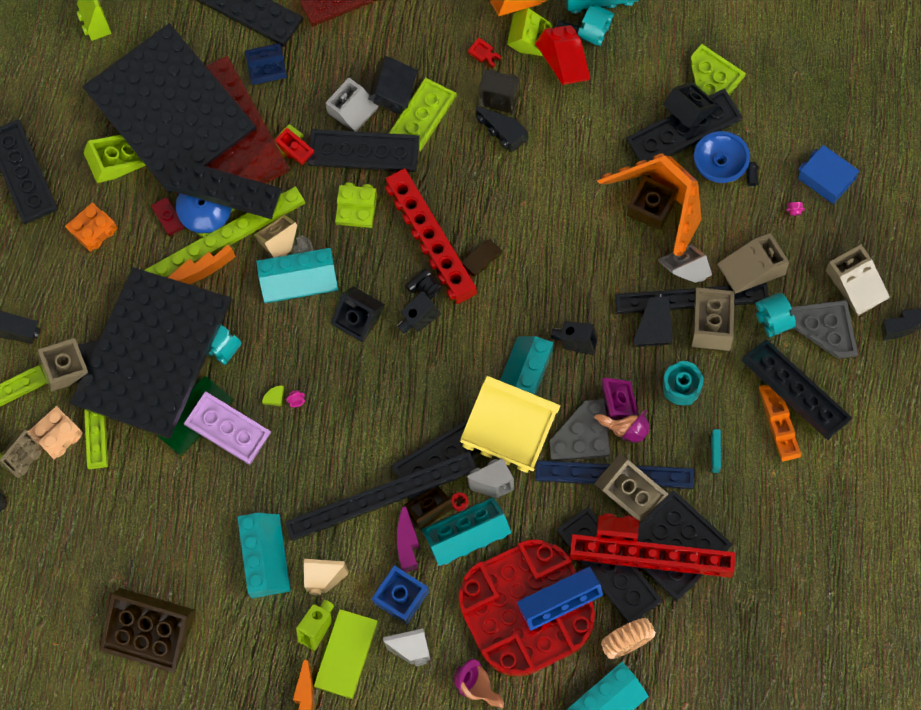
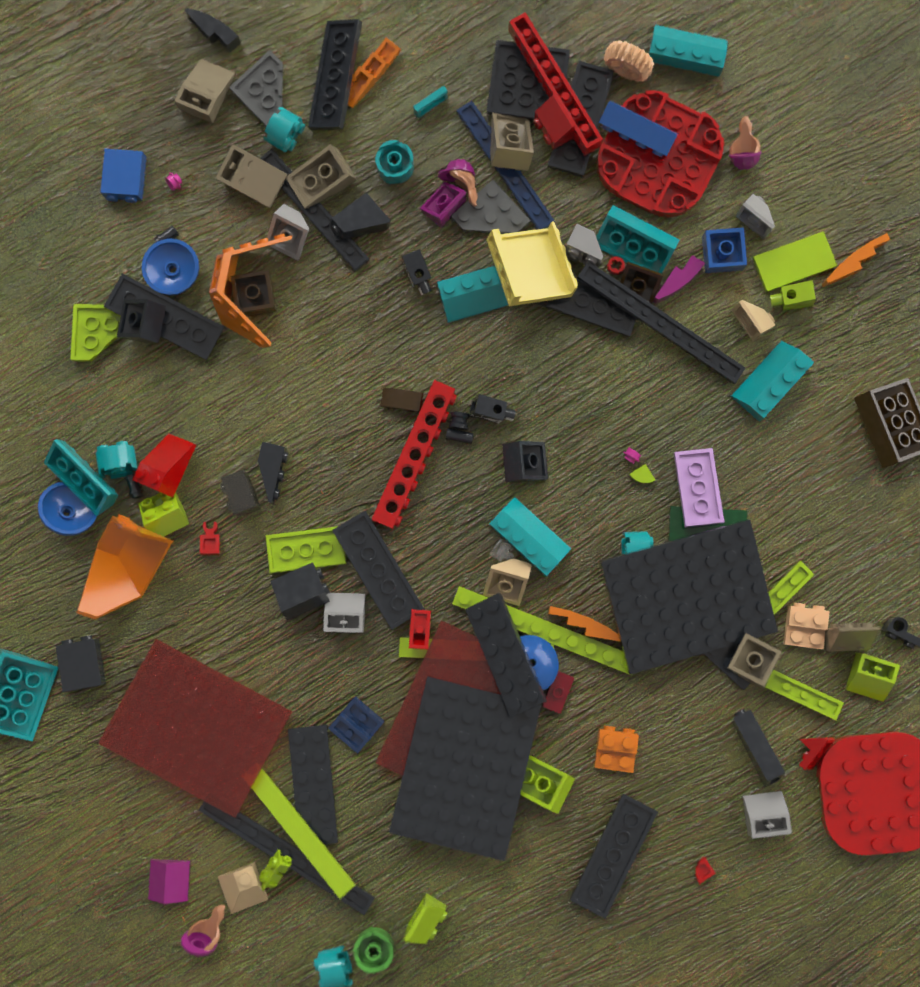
camera: 135 degrees left, 15 degrees up
(356, 205) = (431, 539): lime plate -> none

